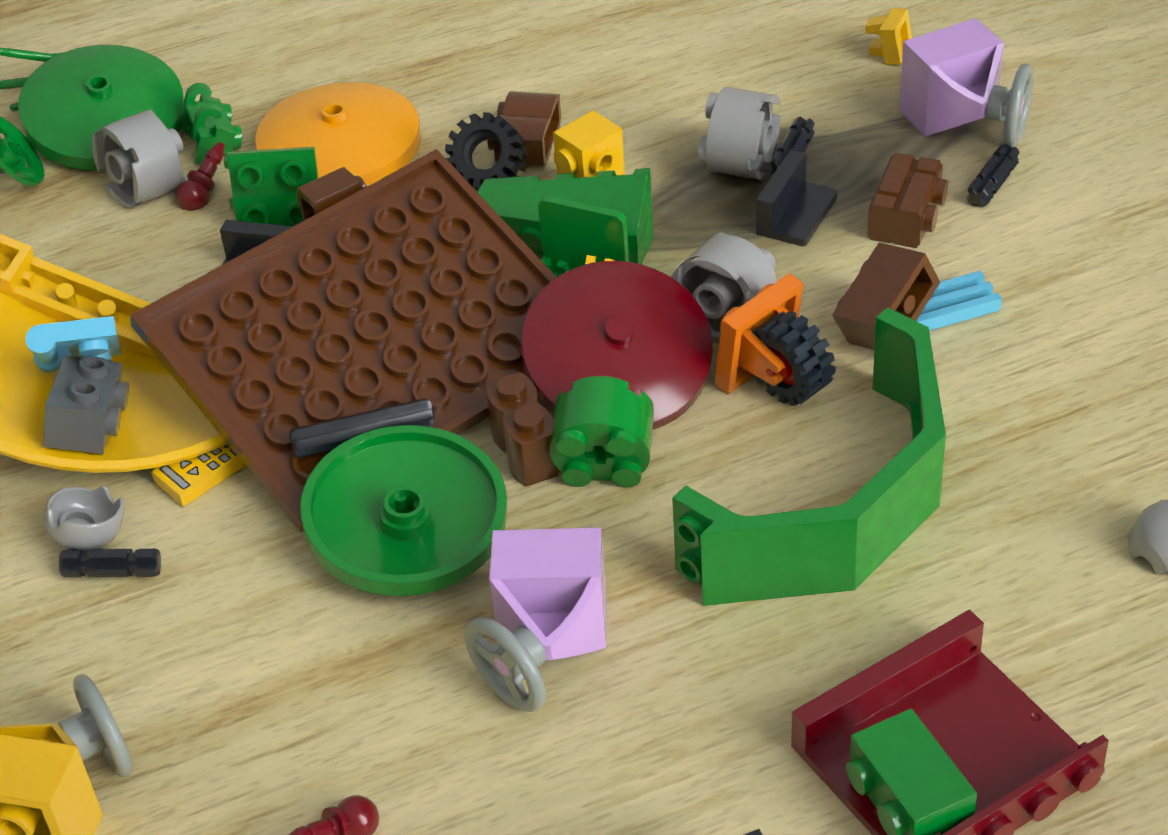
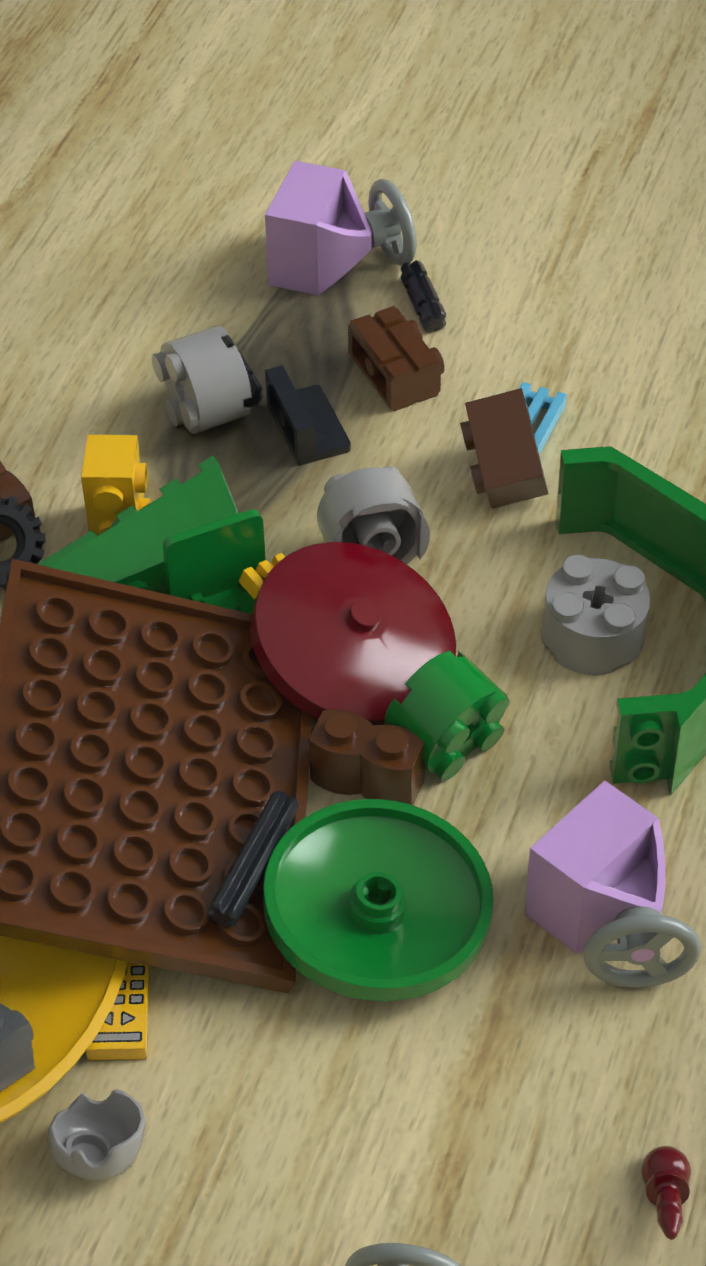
camera: 50 degrees left, 5 degrees up
(110, 563) = (167, 1157): black axle -> none
(773, 344) = (484, 545): plate -> none
(800, 447) = (595, 614): none -> light grey brick
(893, 31) = (191, 219): yellow tile -> none

